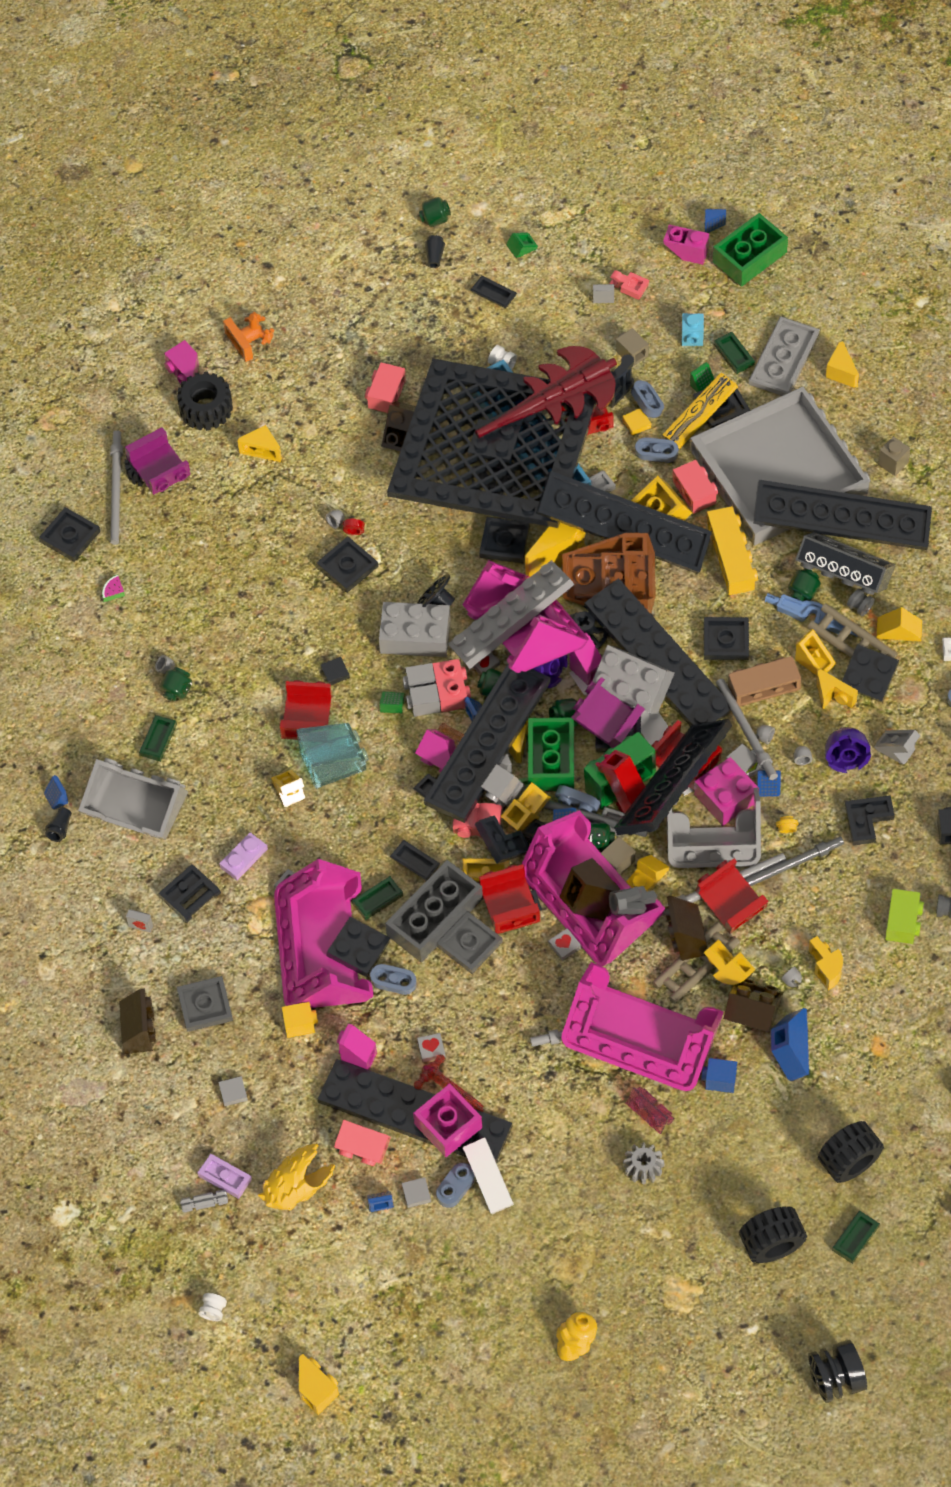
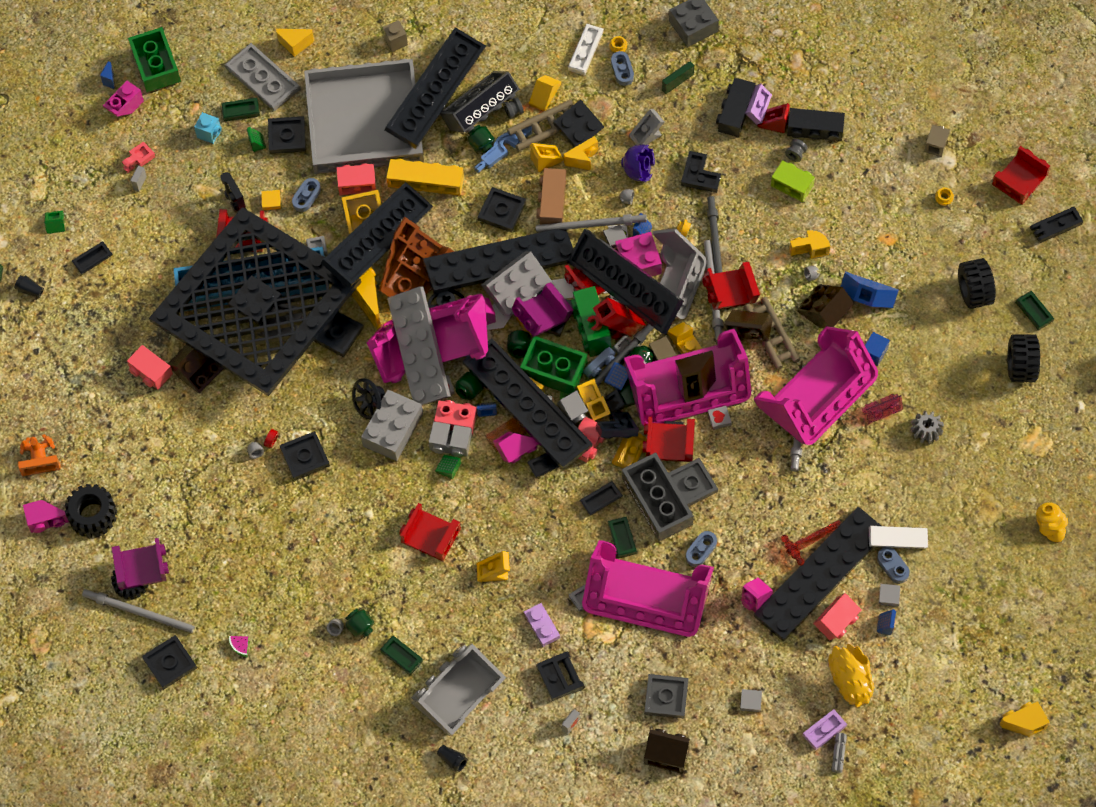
camera: 70 degrees left, 5 degrees up
(56, 793) = (420, 751): blue slope -> none
(212, 1307) = (934, 774): white wheel -> none
(260, 444) = (156, 480): yellow slope -> none
(299, 1019) = (710, 629): yellow brick -> none
(331, 753) = (480, 525): clear light blue slope -> none
(335, 671) = (400, 499): black tile -> none
(358, 947) = (661, 565): black plate -> none
(430, 1047) = (770, 542): light grey tile -> none
(447, 1120) = (848, 545): dark pink brick -> none
(498, 353) = (163, 273): white wheel -> none
(586, 375) = (231, 209): dark red animal -> none
(631, 900) = (722, 351): dark grey rock -> none
(632, 344) = (200, 177): dark tan brick -> none
(647, 399) = (255, 183): sand blue plate -> none
(700, 410) = (288, 149): yellow tile -> none
(730, 969) = (791, 309): yellow brick -> none
(765, 733) = (597, 213): light grey hinge -> none

